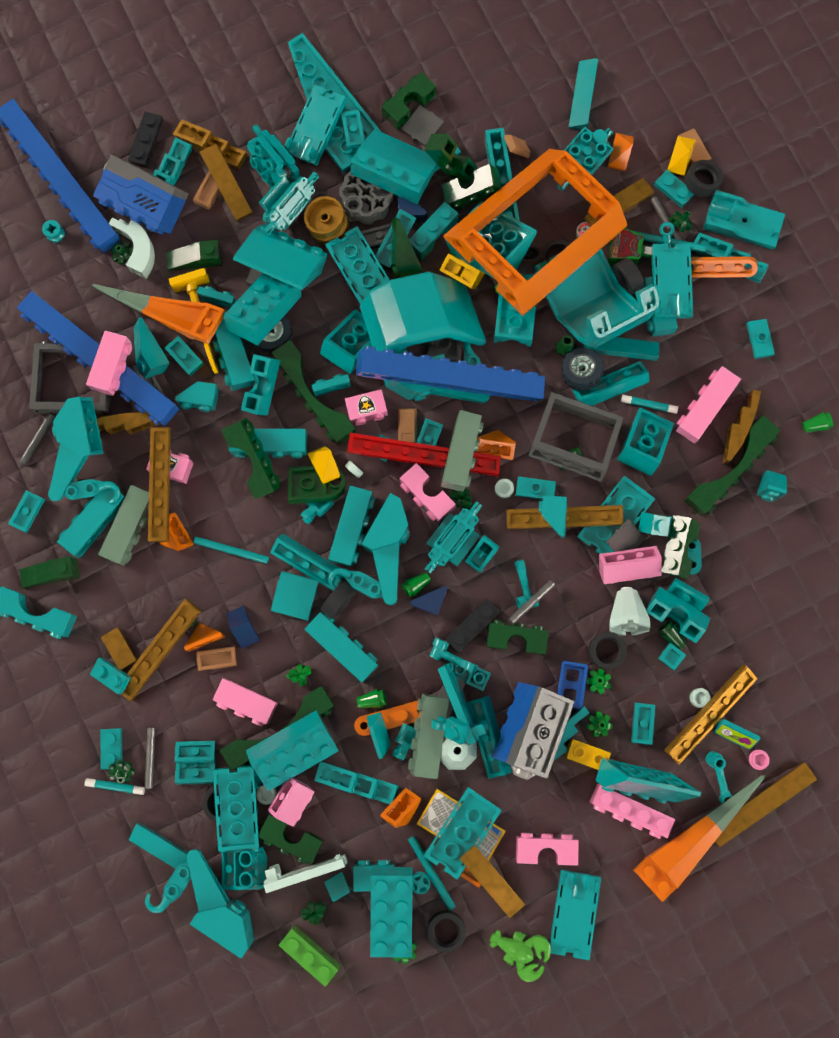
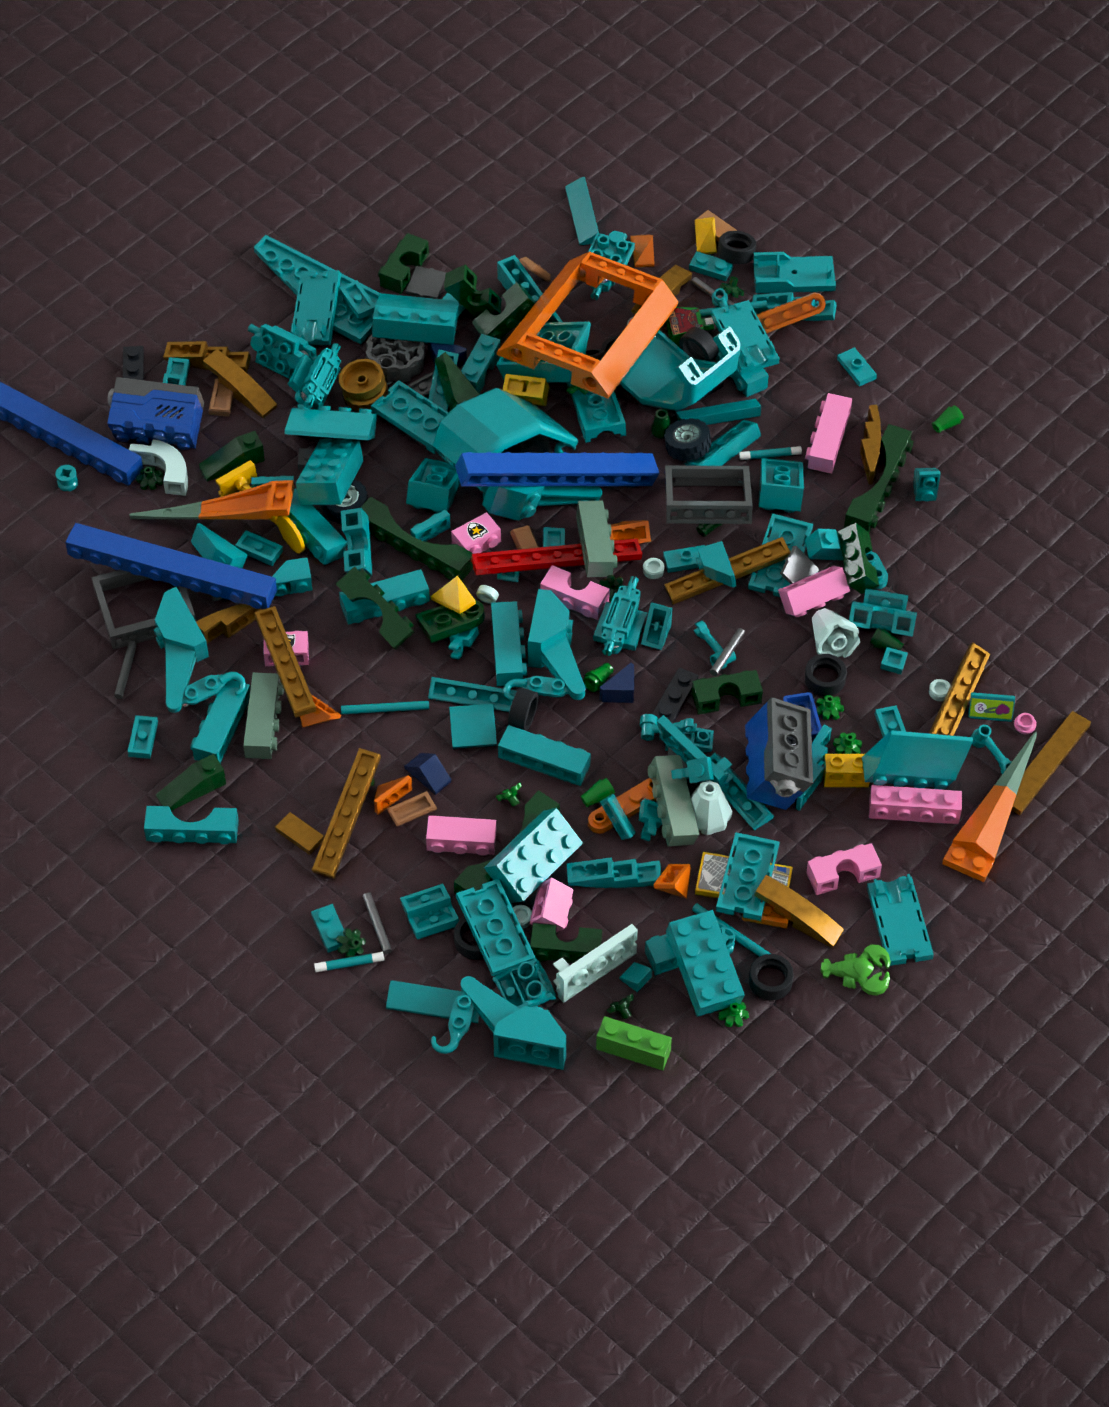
camera: 25 degrees left, 25 degrees down
(109, 363) = (192, 557): bright pink brick -> none
(110, 675) = (301, 856): teal plate -> none

